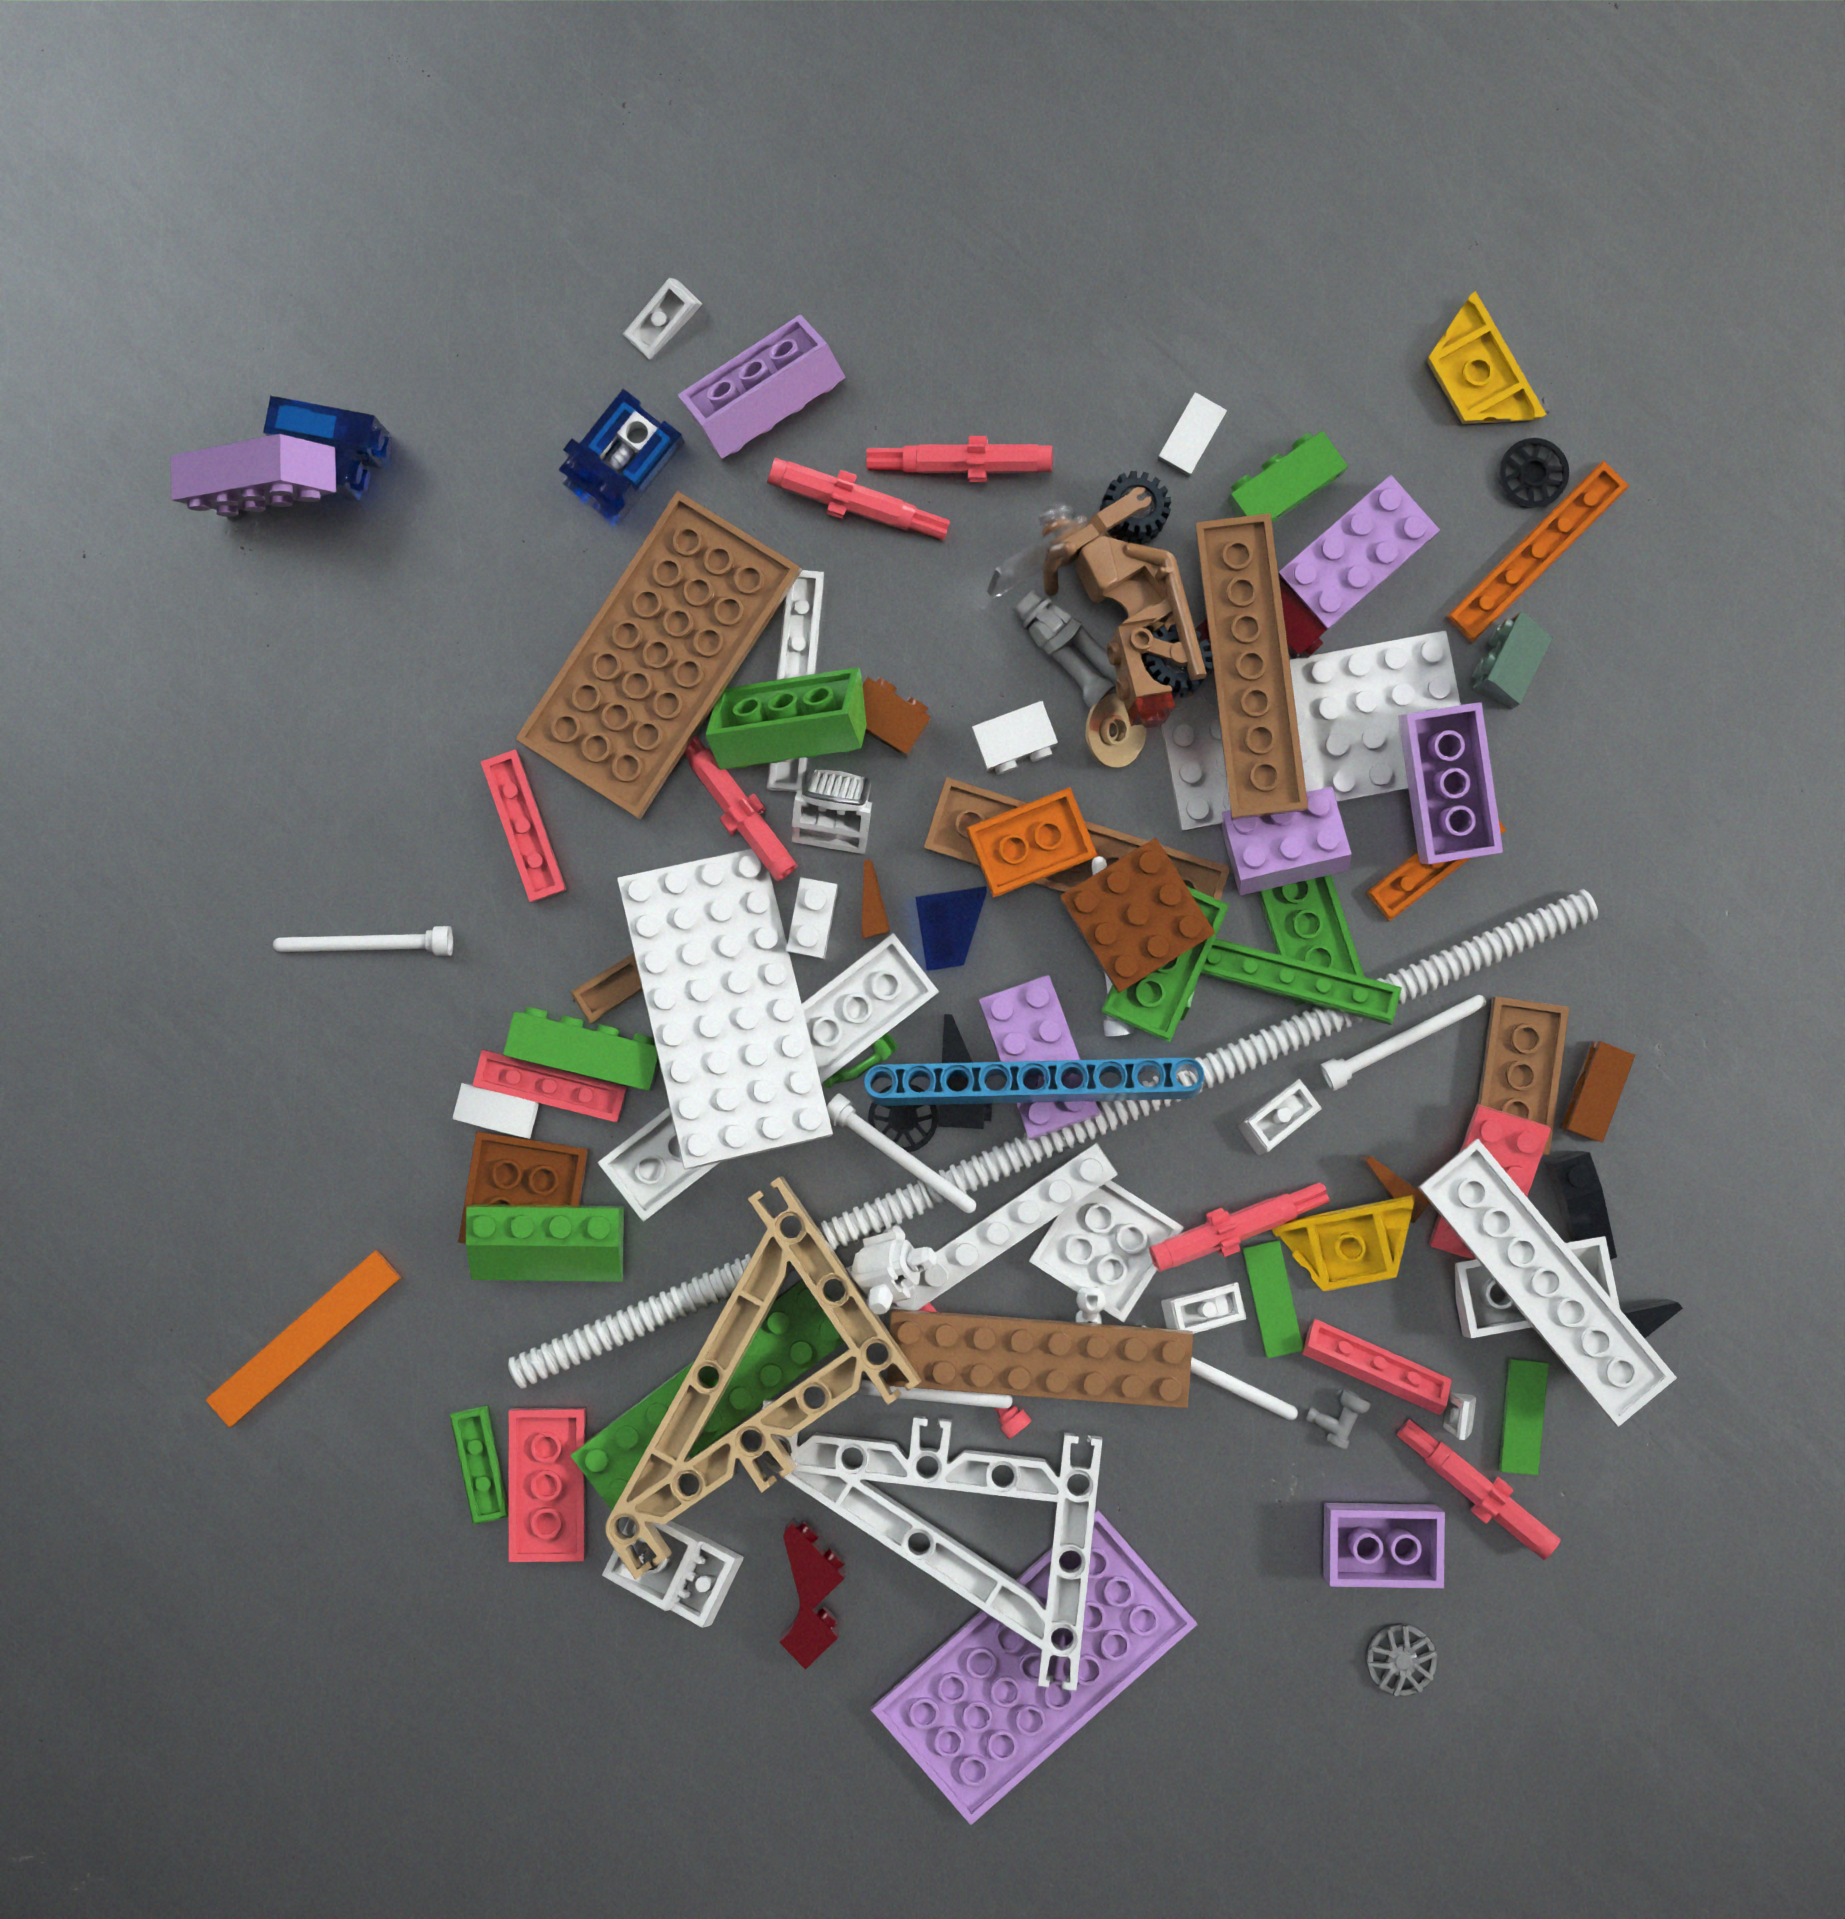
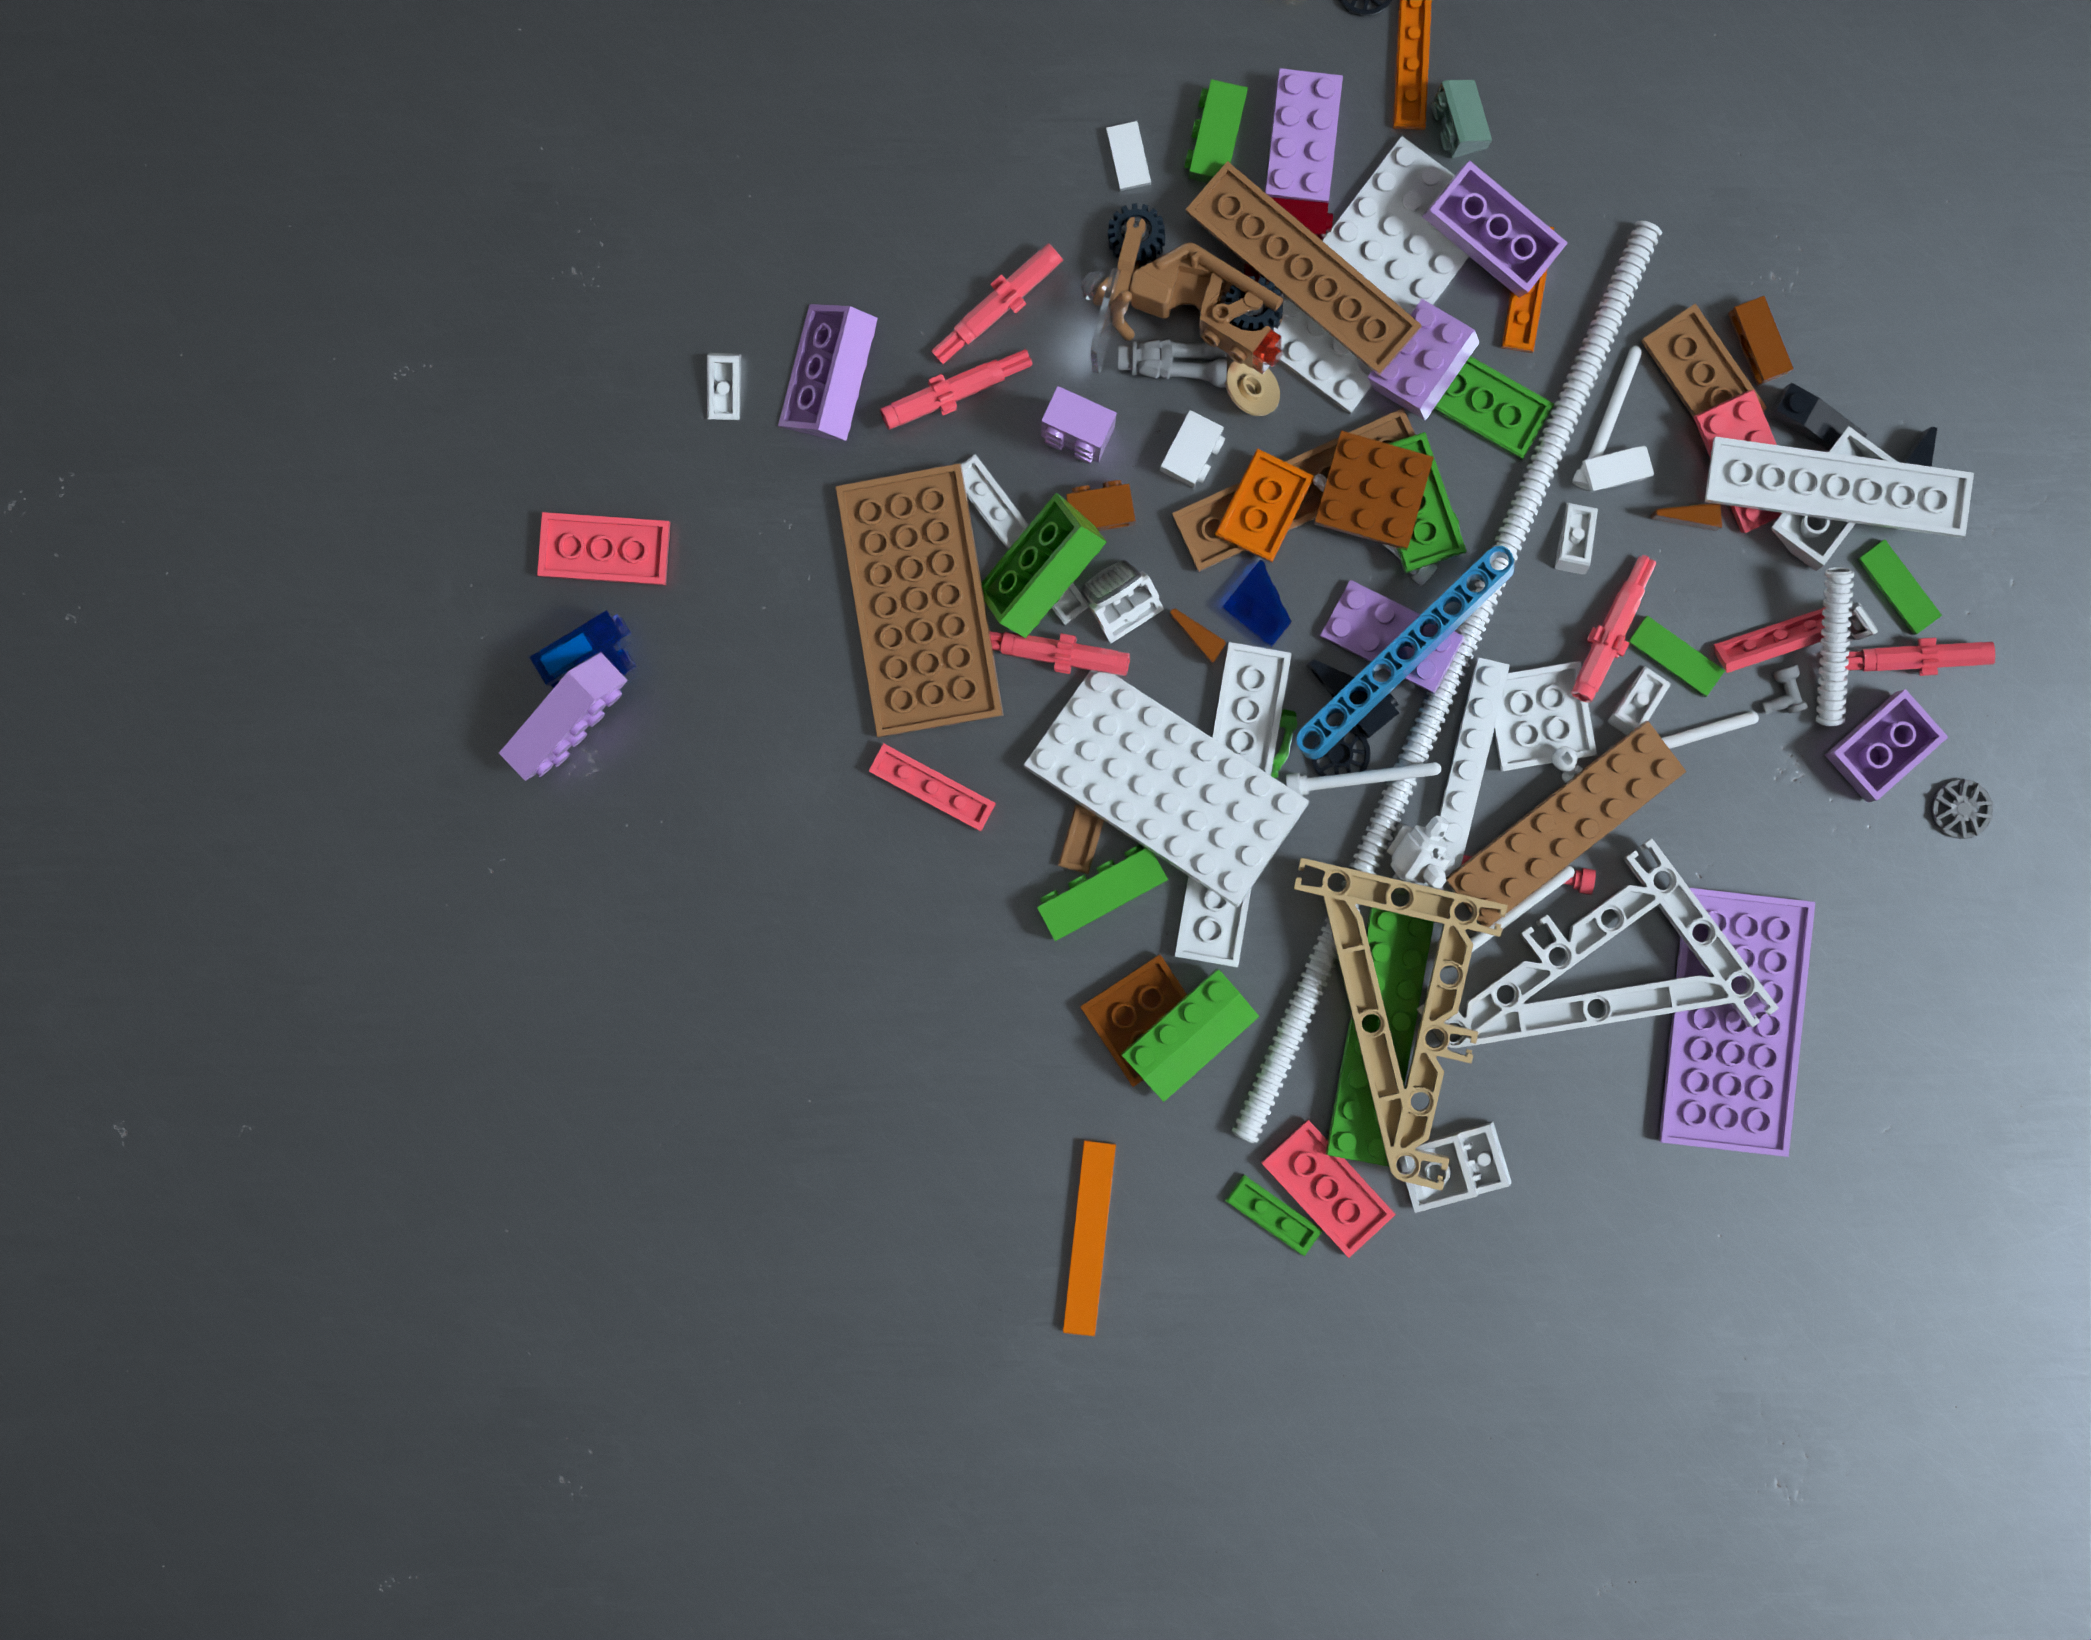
camera: 45 degrees left, 0 degrees up
(430, 364) = (603, 548): none -> coral plate
(436, 941) = (942, 911): white piece -> none
(495, 1111) = (1079, 983): white slope -> none
(550, 1086) = (1100, 936): coral plate -> none
(612, 492) = (781, 524): clear blue brick -> none
(812, 918) = (1169, 678): white brick -> none
(815, 1576) = (1551, 1091): dark red arch -> none
(931, 625) = (1077, 425): none -> lavender brick
(1302, 981) = (1514, 438): bright green tile -> none
(1350, 1243) = (1693, 576): yellow wing -> none
(1370, 1089) = (1618, 468): none -> white slope
(1417, 1417) = (1835, 644): none -> white piece

